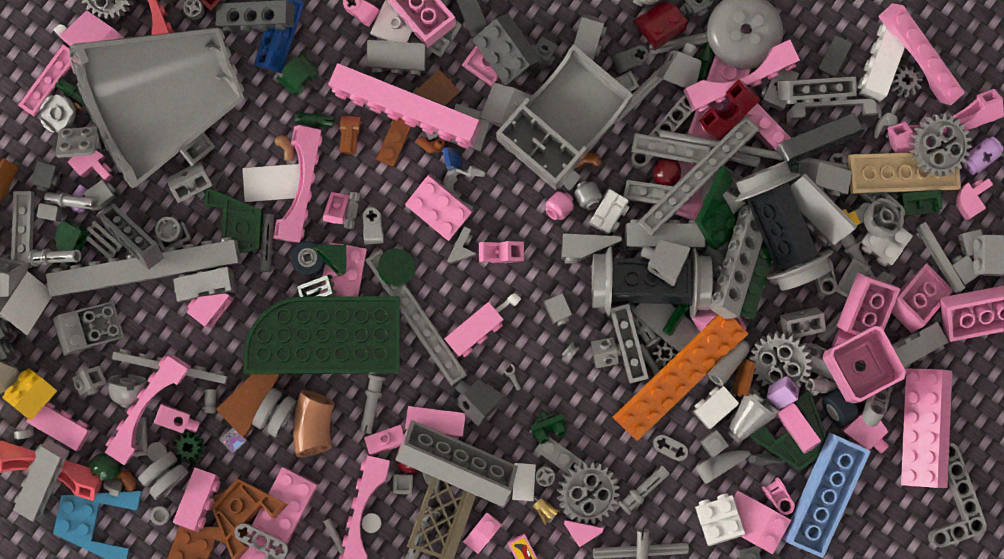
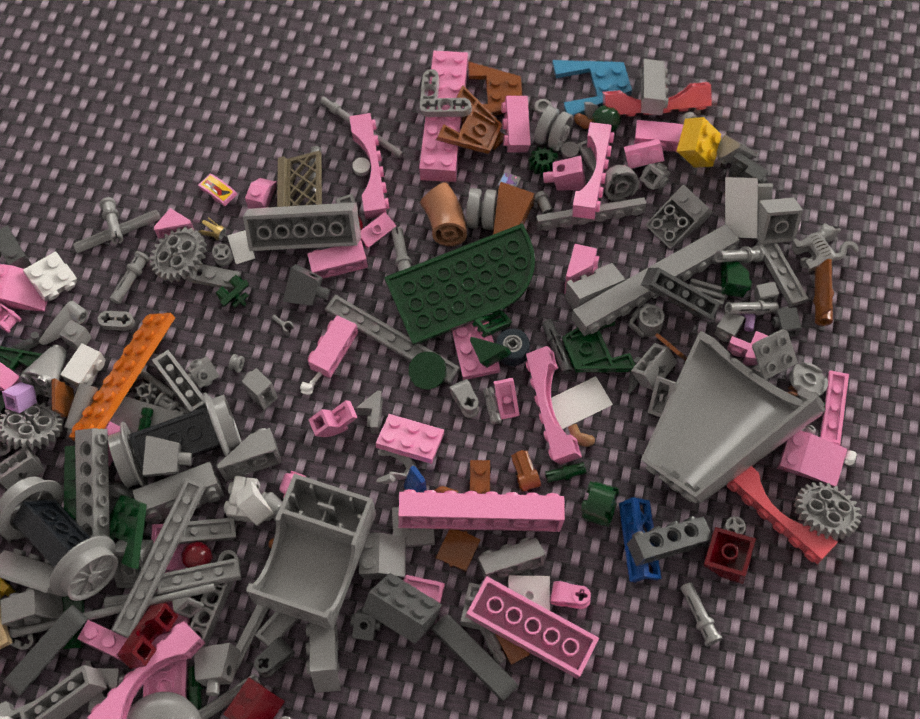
camera: 160 degrees right, 20 degrees down
(88, 408) = (644, 153): none -> bright pink brick
(164, 192) = (673, 348): none -> dark orange piece
(602, 196) = (253, 503): none -> white slope
(689, 125) = (187, 606): none -> light grey slope

